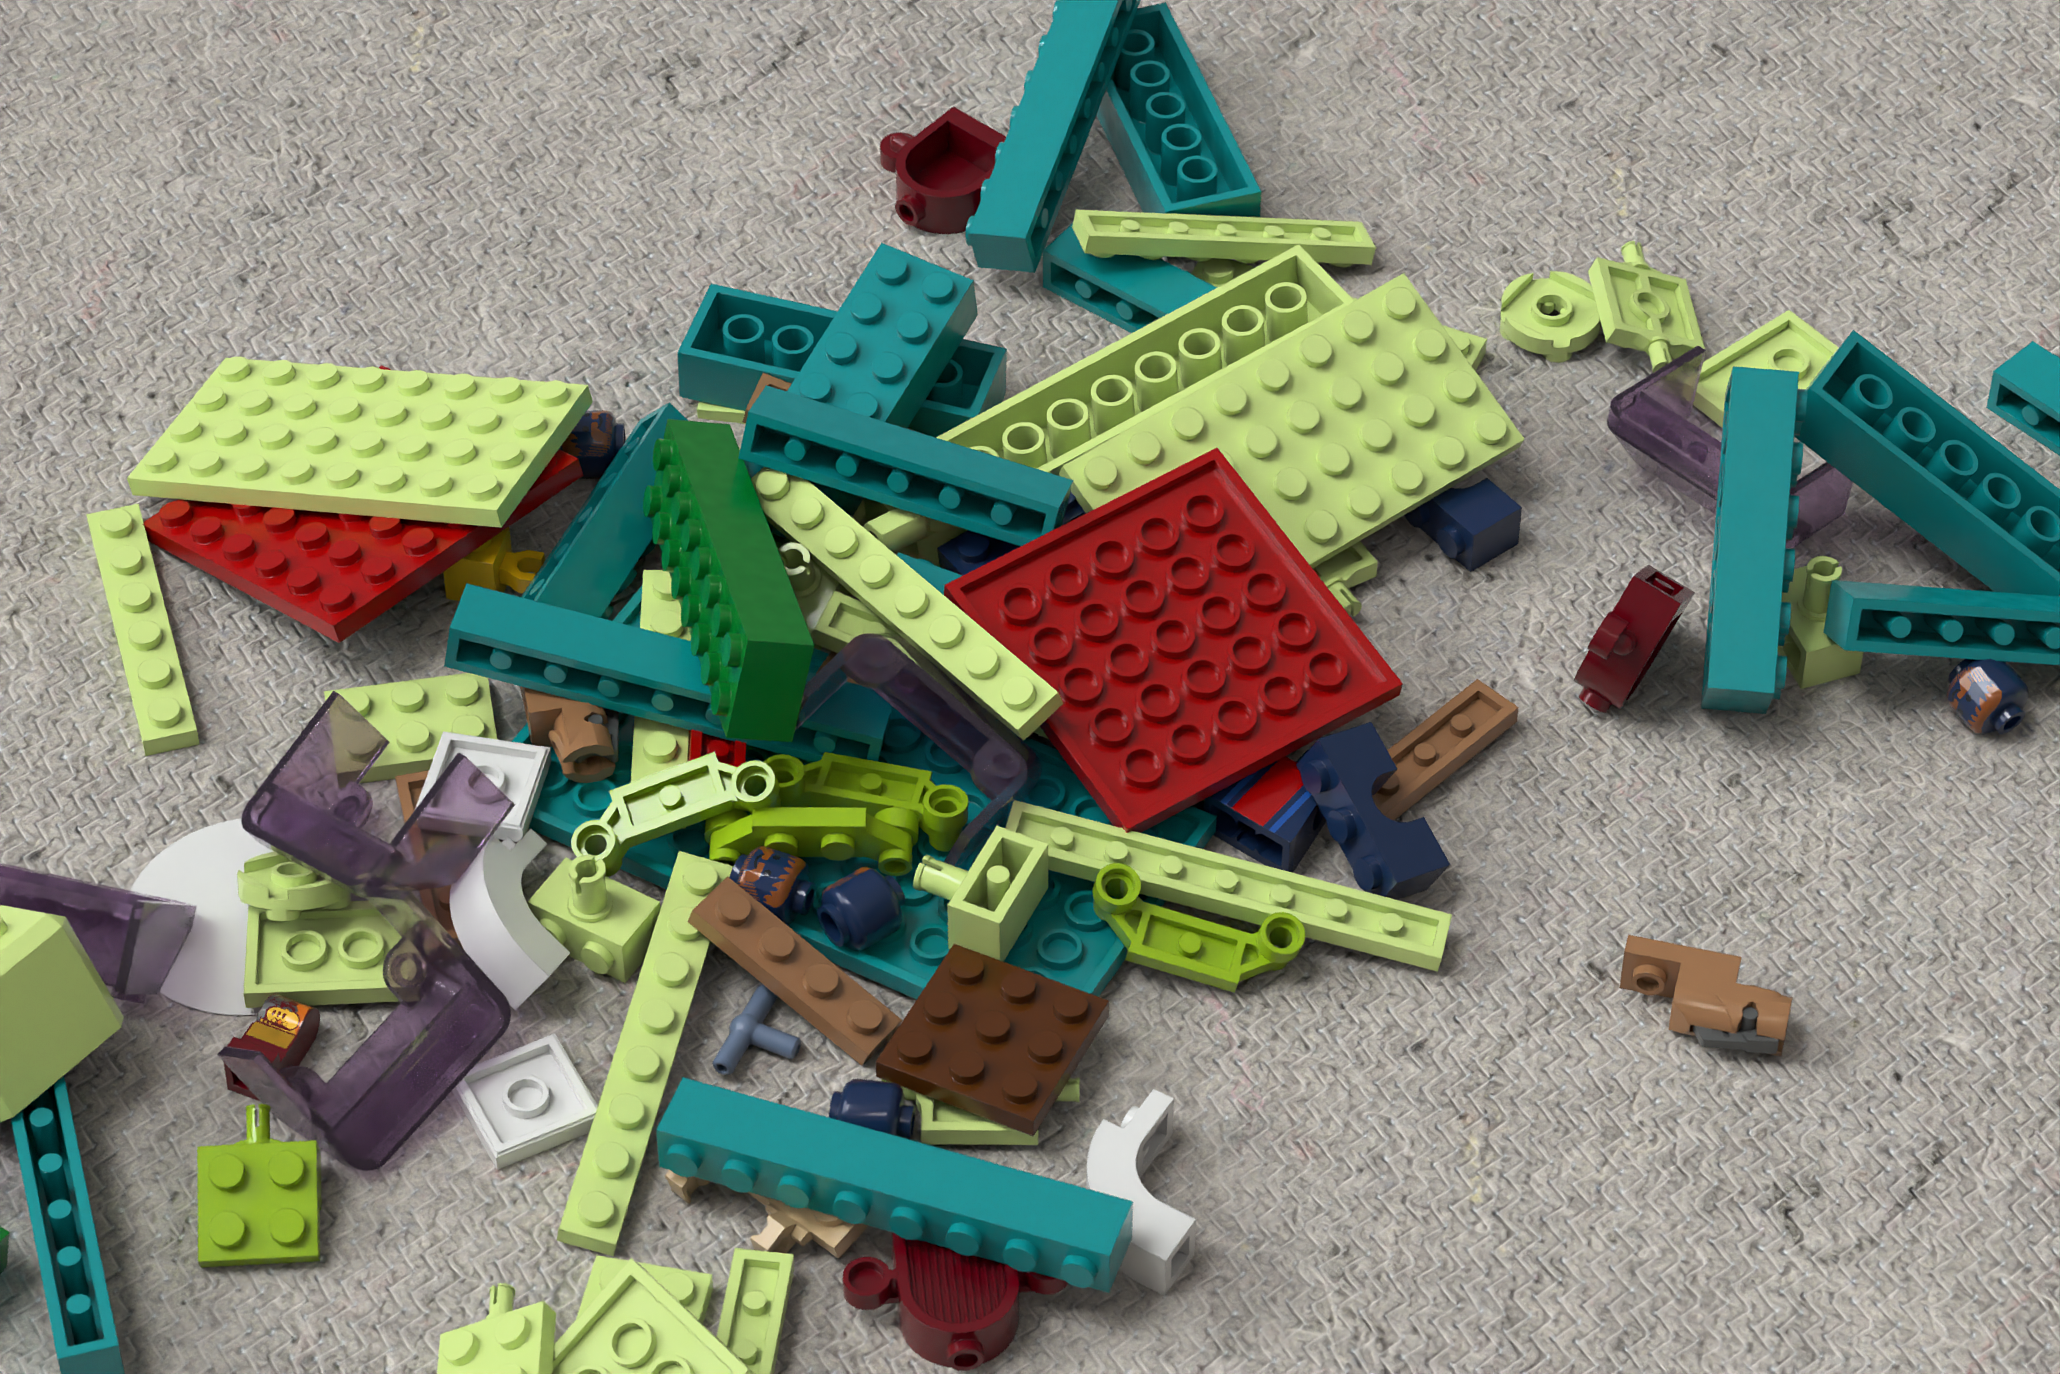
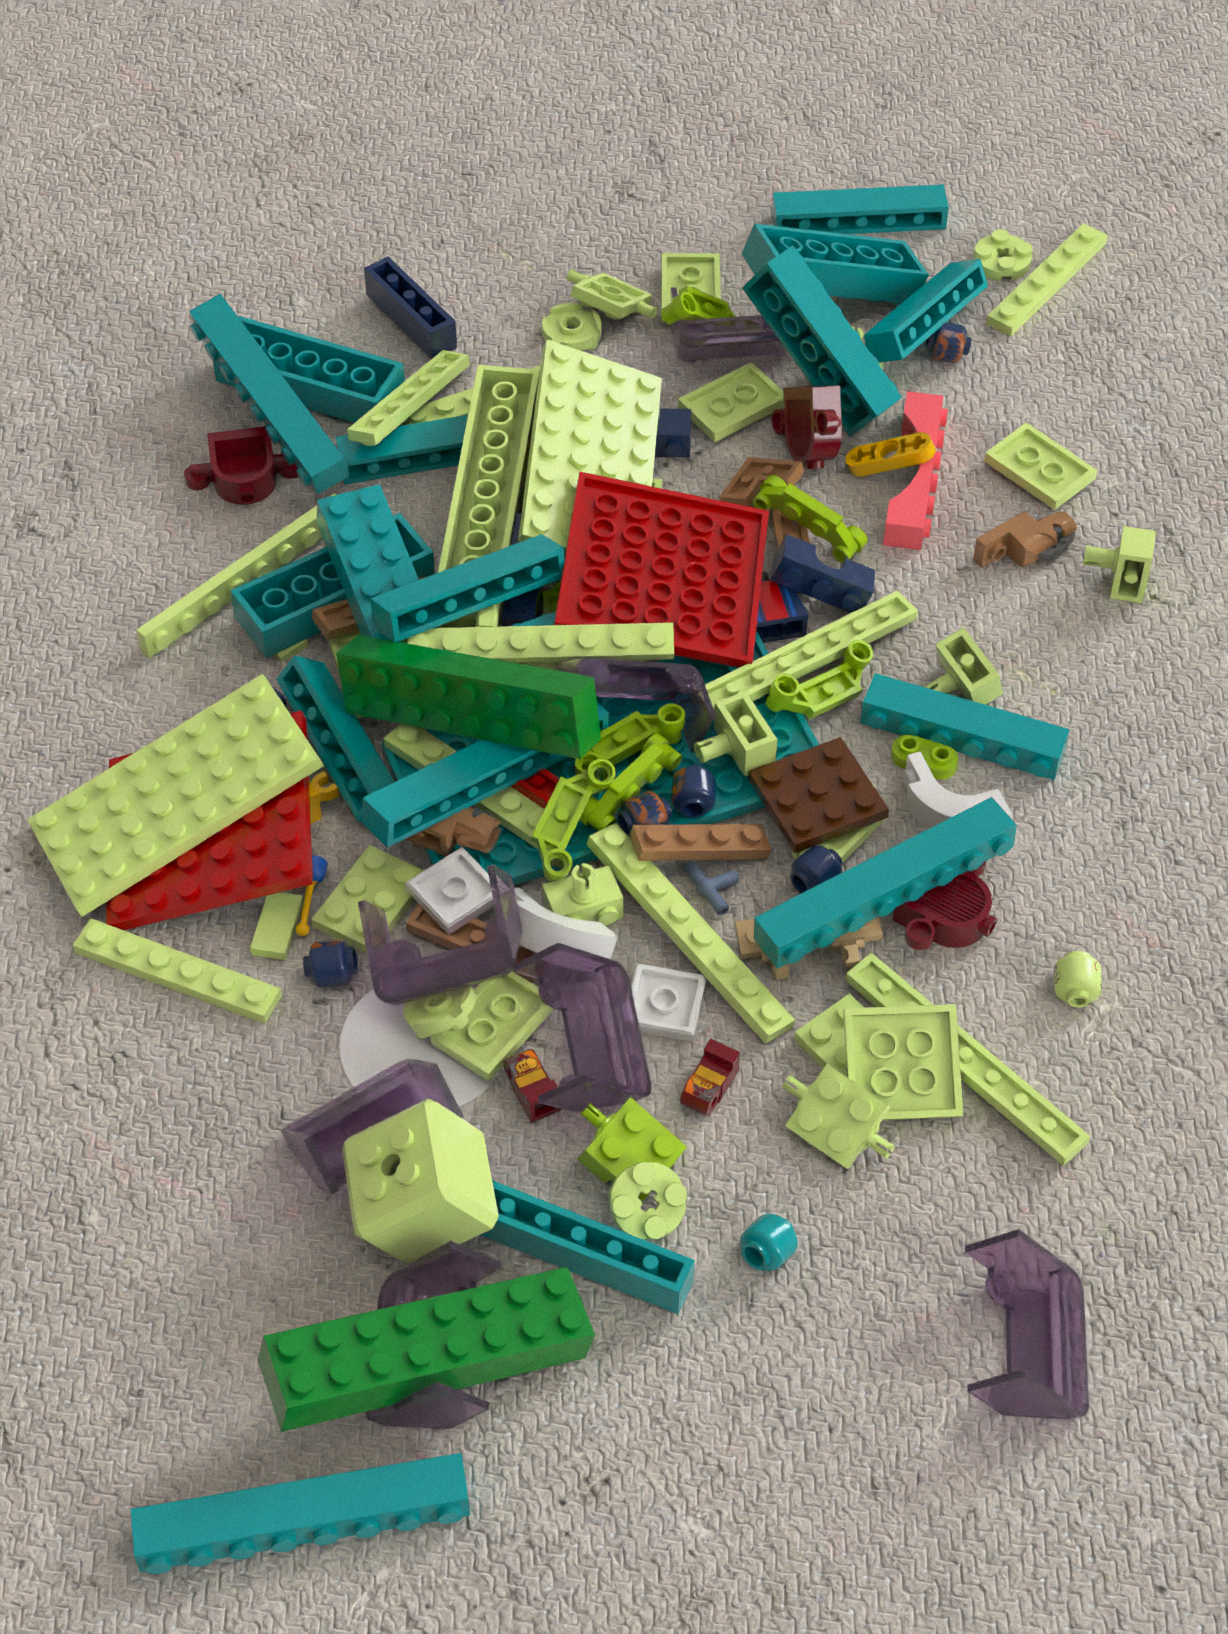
camera: 50 degrees left, 5 degrees up
(218, 1277) = (669, 1195): none -> yellowish green plate
(262, 741) = (331, 963): none -> dark blue head
(289, 670) = (276, 925): none -> yellowish green tile
(394, 648) = (319, 869): none -> hinge
(438, 1215) = (711, 1078): none -> dark red leg
(684, 281) = (215, 592): none -> yellowish green plate
(1201, 1117) = (930, 750): none -> lime plate
(1287, 1131) = (965, 726): none -> teal brick
(1380, 1069) = (966, 669): none -> yellowish green brick
(1385, 142) = (410, 307): none -> dark blue brick
(1467, 758) = (811, 514): none -> lime plate
(1500, 652) = (753, 473): none -> medium nougat plate
(1602, 543) = (732, 401): none -> yellowish green plate
(1612, 845) = (907, 511): none -> coral arch
(1674, 381) = (695, 305): none -> lime plate
(1686, 757) = (910, 449): none -> yellow beam
(1772, 1127) = (1128, 563): none -> yellowish green brick
(1874, 934) = (1040, 466): none -> yellowish green plate

